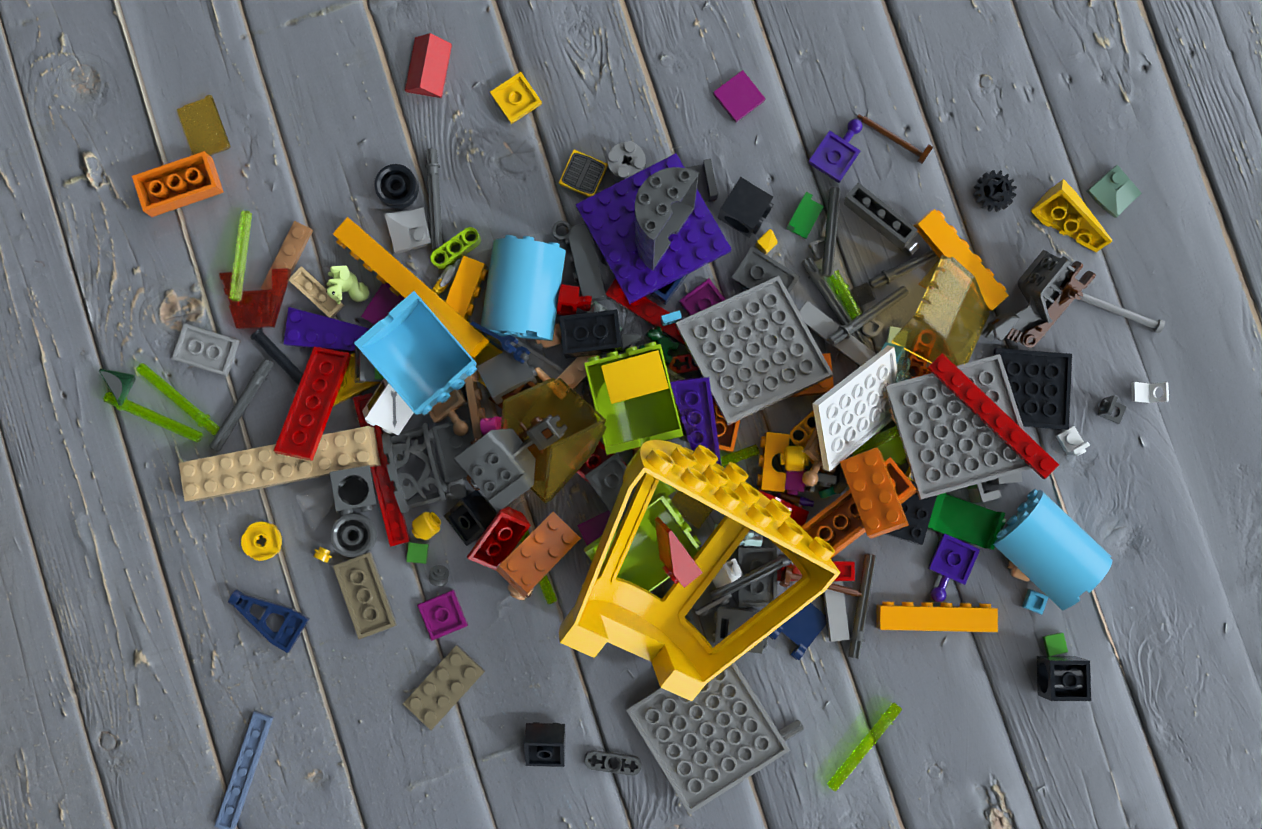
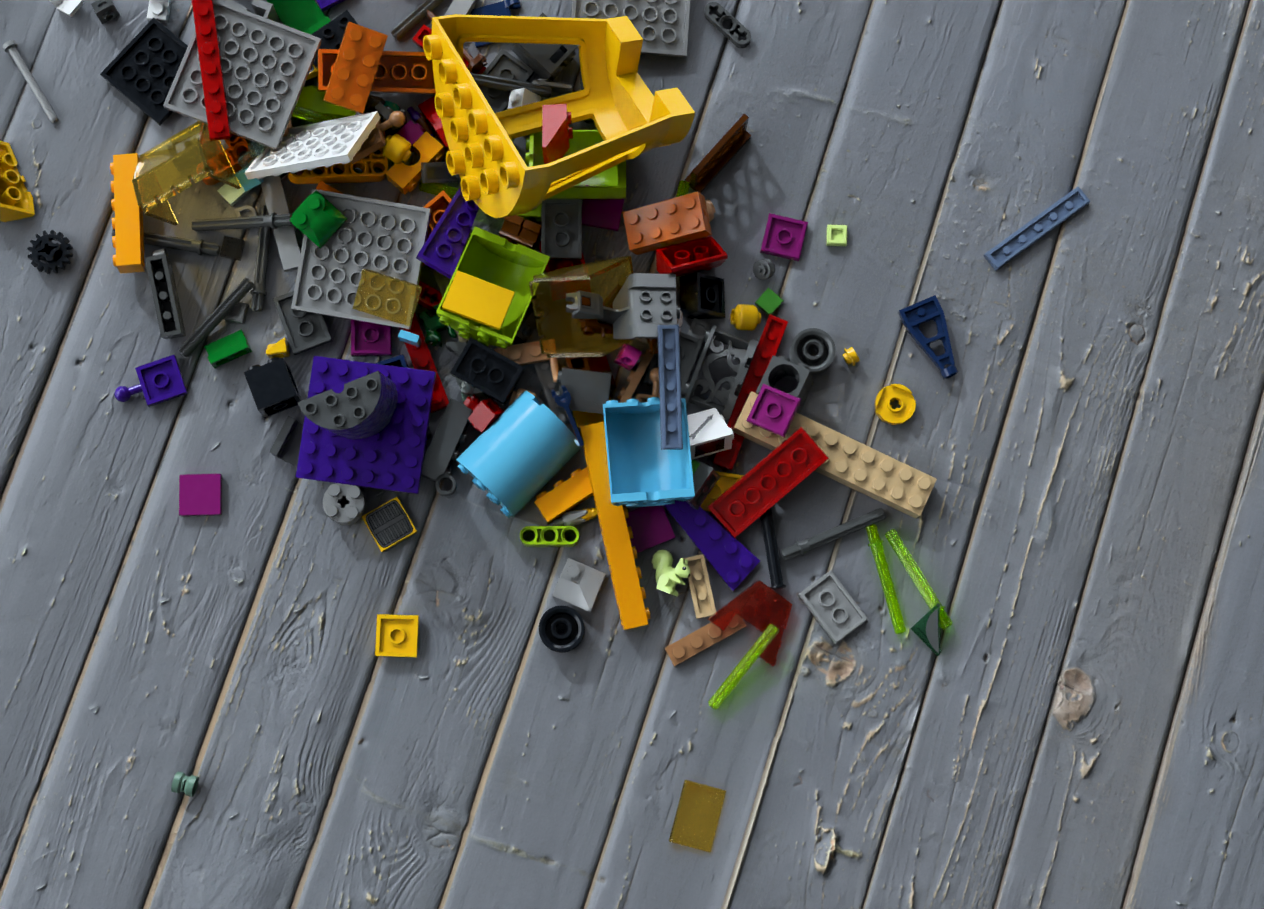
camera: 145 degrees left, 5 degrees down
(177, 184) = (755, 772): orange brick -> none
(342, 458) = (774, 410): none -> magenta tile
(364, 595) = (838, 296): dark tan plate -> none
(401, 647) = (836, 235): none -> yellowish green tile
(428, 66) = (454, 724): slope -> none
(432, 413) = (670, 387): none -> sand blue tile
(434, 198) = (536, 596): dark grey axle -> none
(443, 687) = (824, 179): dark tan plate -> none
(540, 643) = (719, 155): none -> reddish brown fence
(544, 744) = (771, 75): black slope -> none
(710, 333) = (387, 297): none -> clear yellow piece
(752, 463) = (437, 173): none -> dark grey tile
(809, 353) = (317, 218): none -> green slope
(845, 295) = (245, 263): clear neon green pin -> none
(922, 155) = (85, 326): reddish brown piece -> none
(1048, 289) = (76, 132): dark grey piece -> none

